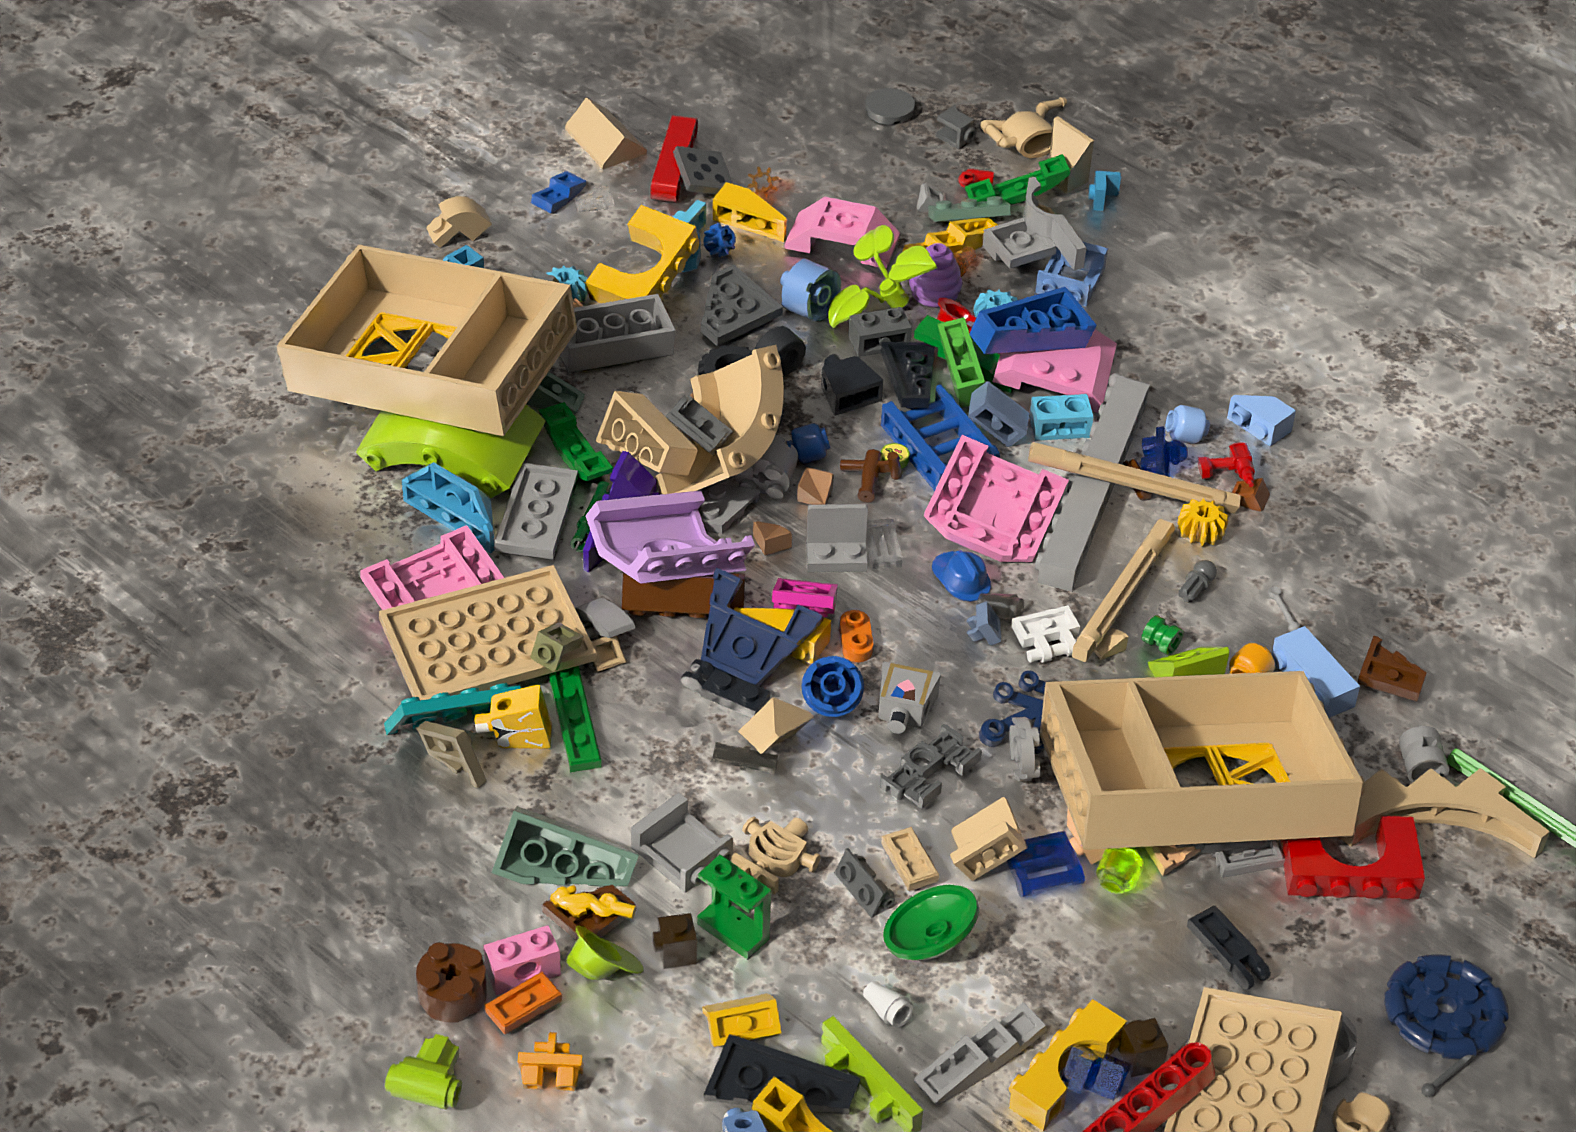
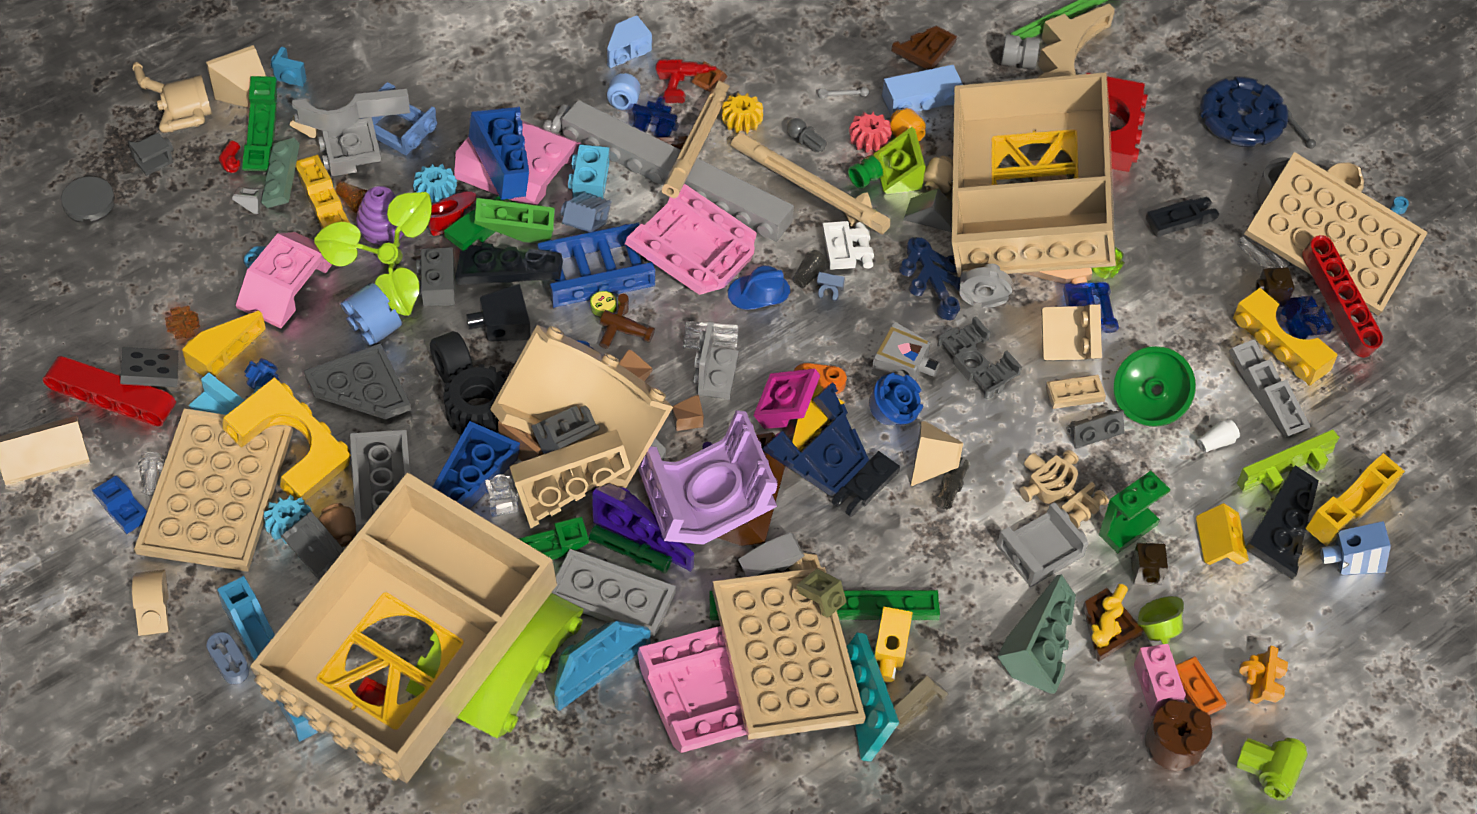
camera: 80 degrees left, 10 degrees up
(577, 236) = (212, 493): none -> tan plate
(657, 380) = (476, 458): none -> blue wedge
(1225, 630) = (870, 132): none -> coral gear

